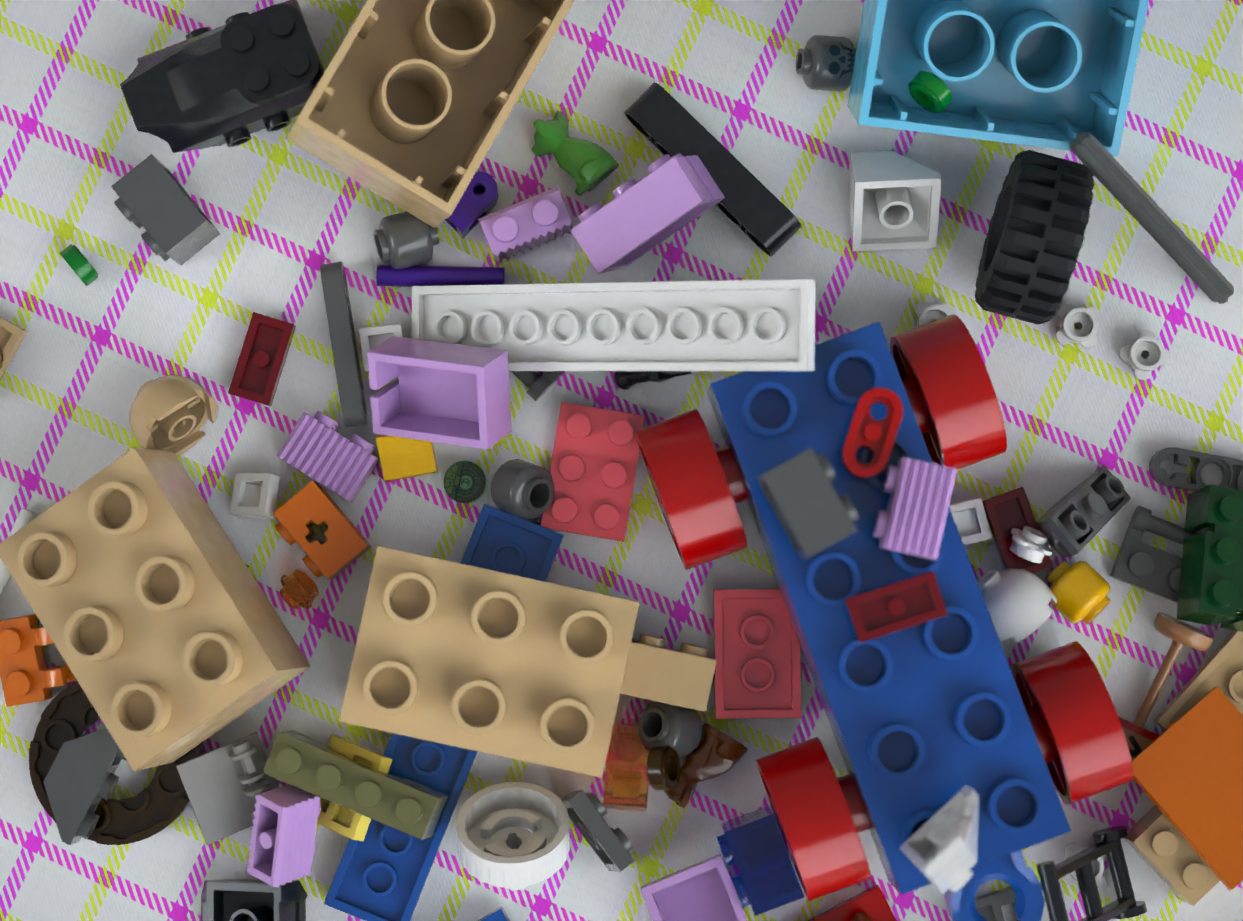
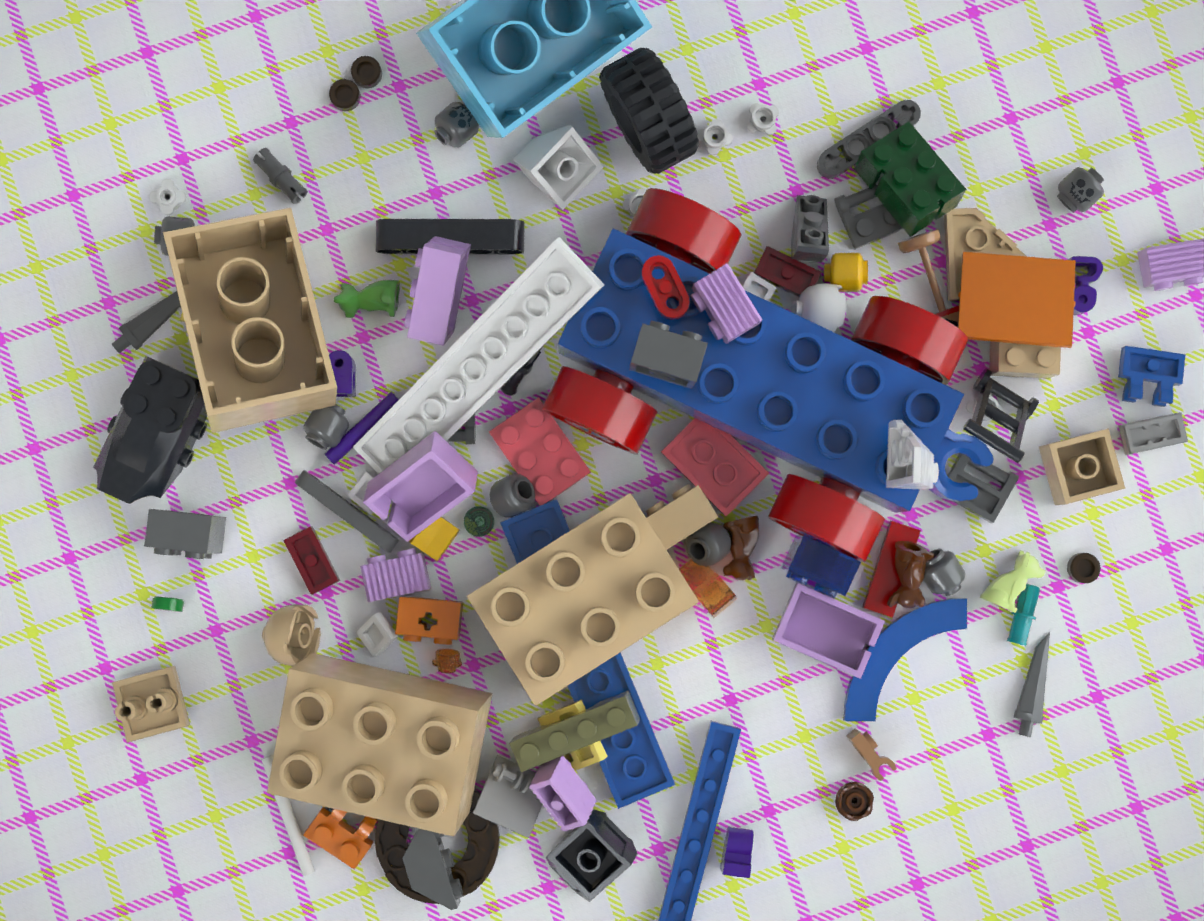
camera: 50 degrees left, 0 degrees up
(514, 854) = (692, 686): white piece -> none
(526, 224) = (381, 357): lavender brick -> none
(608, 844) = (733, 634): dark grey plate -> none
(663, 768) = (724, 567): dark brown tile -> none
(896, 606) = (764, 365): dark red plate -> none
(930, 92) = (523, 86): green tile -> none
(1030, 544) = (799, 270): white plate -> none
(1151, 217) = (698, 43): dark grey axle -> none

